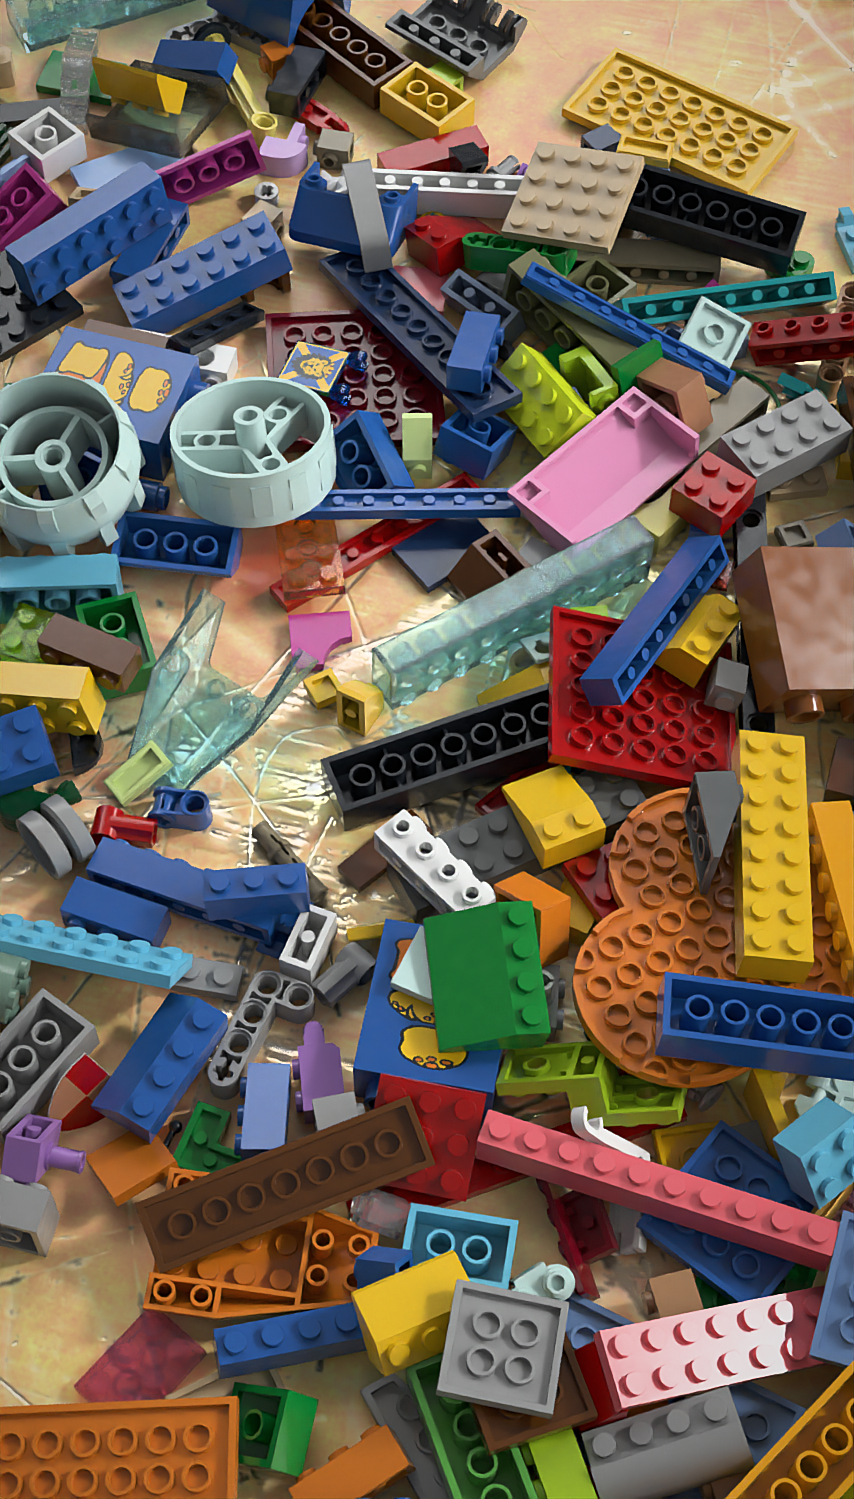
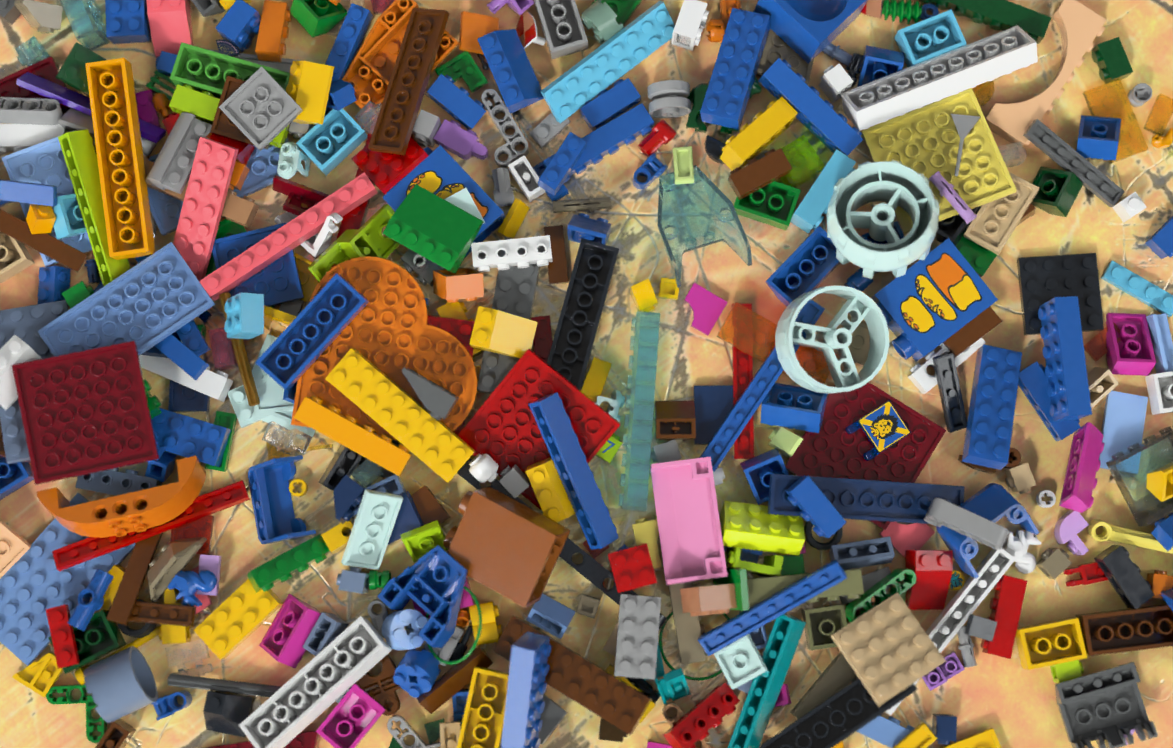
camera: 130 degrees right, 25 degrees up
(322, 814) = (590, 229): none -> blue slope
(743, 717) = (483, 468): none -> white head

